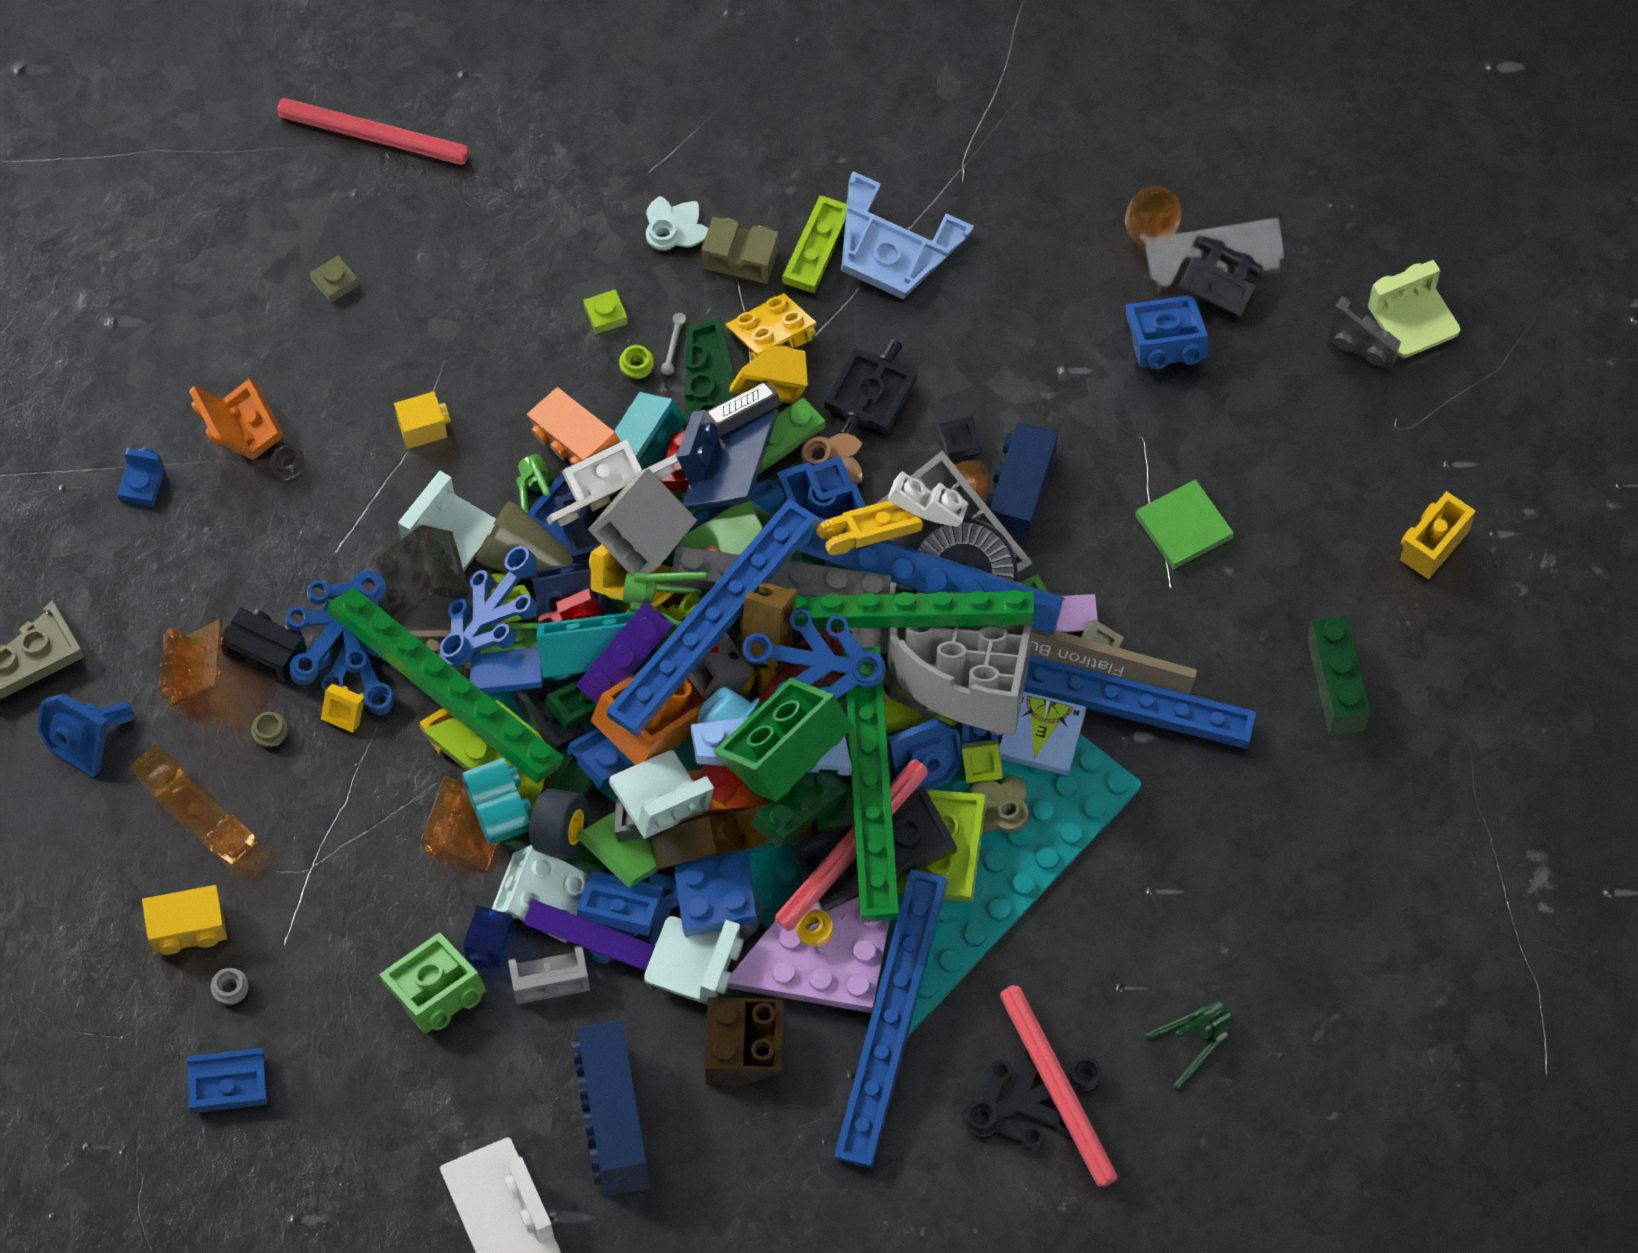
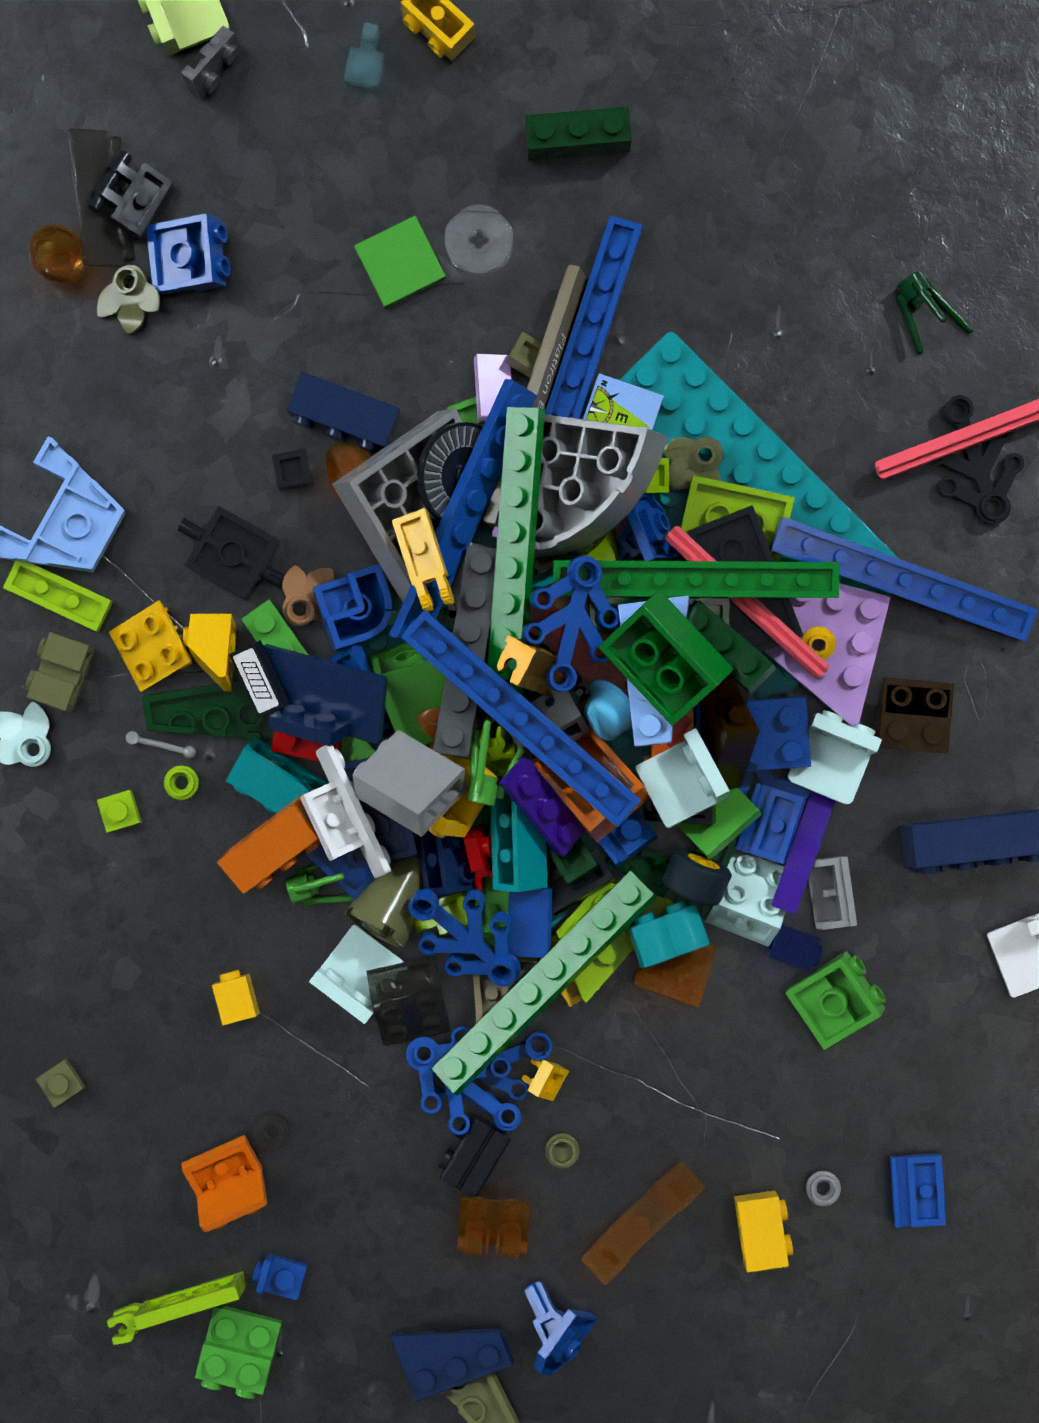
camera: 85 degrees left, 25 degrees up
(56, 629) = (448, 1359): none -> dark blue wing
(67, 446) = (238, 1351): none -> bright green plate
(107, 356) = (176, 1305): none -> lime tile
(938, 505) = (404, 500): white slope -> none
(1119, 286) = (127, 302): none -> plate
(1215, 612) = (491, 255): none -> clear plate
(1384, 480) = (364, 63): none -> clear light blue plate

